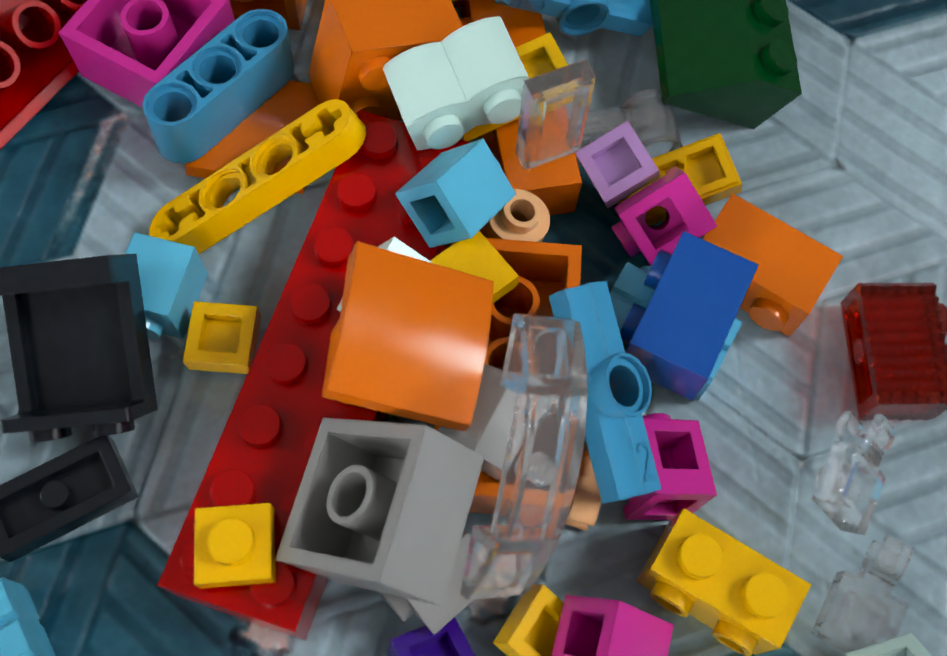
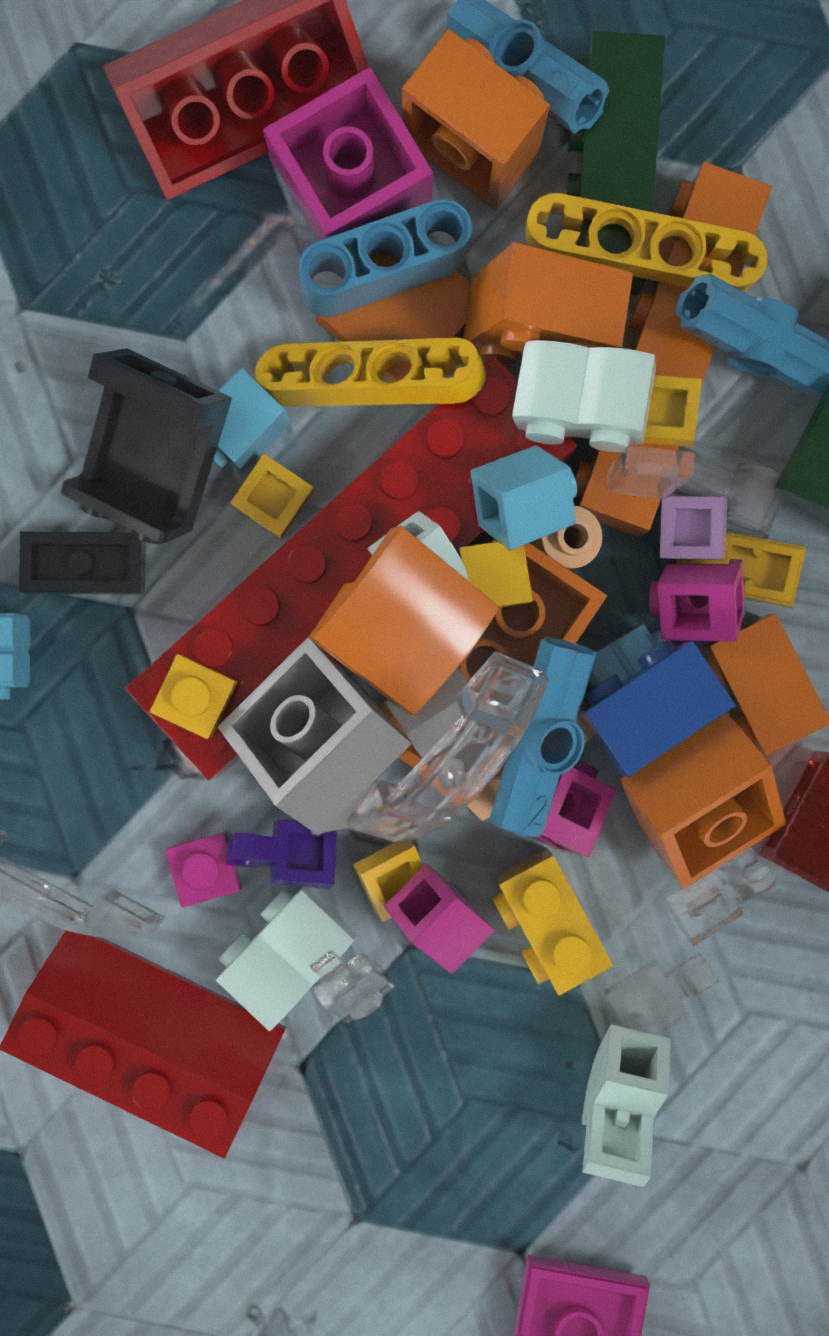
camera: 30 degrees right, 20 degrees up
(785, 379) = (705, 800): none -> orange brick

